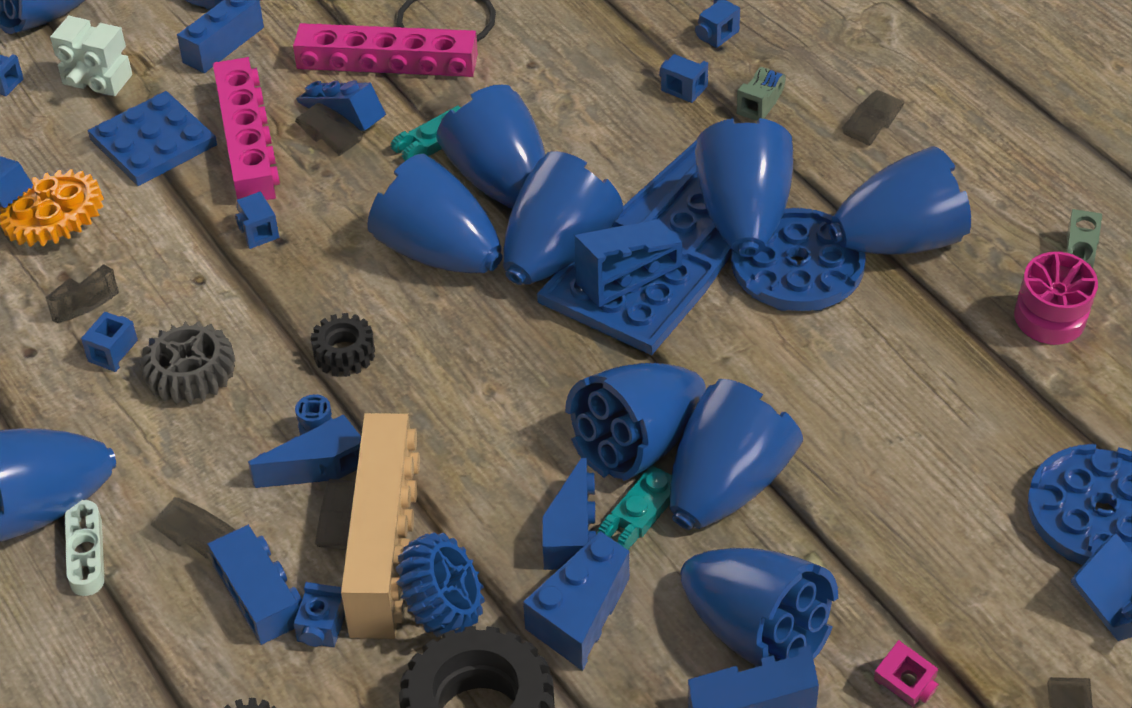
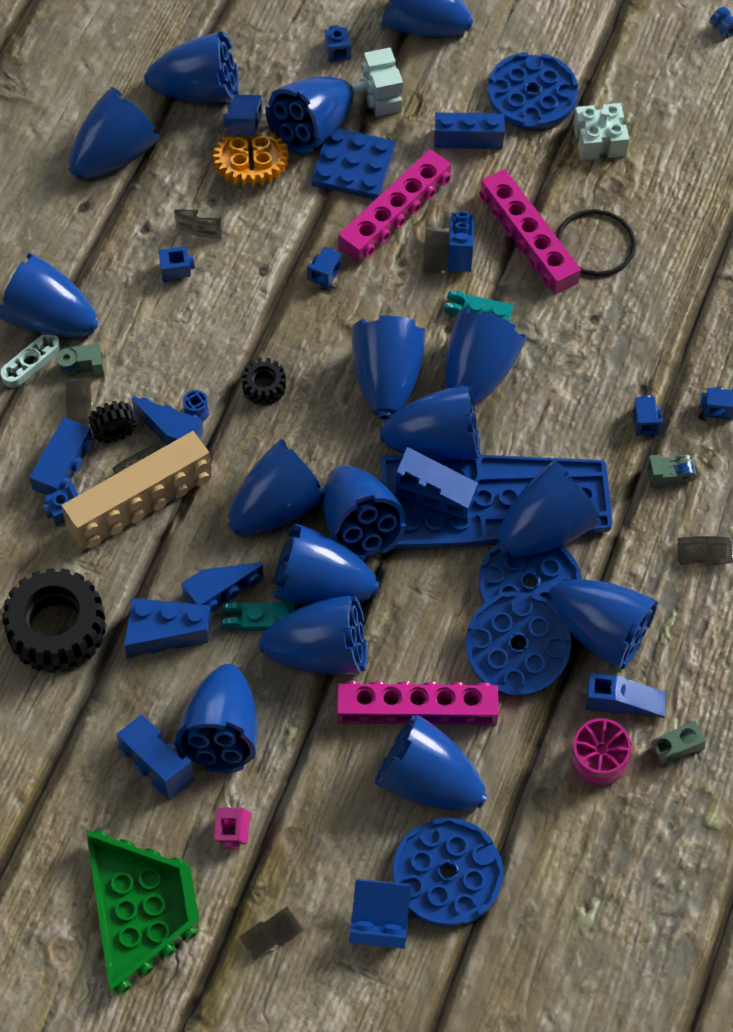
camera: 50 degrees right, 15 degrees up
(51, 123) = (308, 111): none -> blue cylinder
(141, 493) = (80, 359): none -> sand green leg
(189, 370) = (204, 312): dark grey gear -> none
(261, 499) = (112, 421): none -> black tyre
(439, 584) = (108, 542): blue gear -> none
(503, 392) = (274, 493): none -> blue cylinder
(595, 328) = (362, 512): none -> blue cylinder
(842, 316) = (514, 670): none -> blue plate
(871, 424) = (455, 713): none -> dark pink brick
(963, 447) = (430, 770): none -> blue cylinder
(992, 257) = (623, 696): none -> blue slope

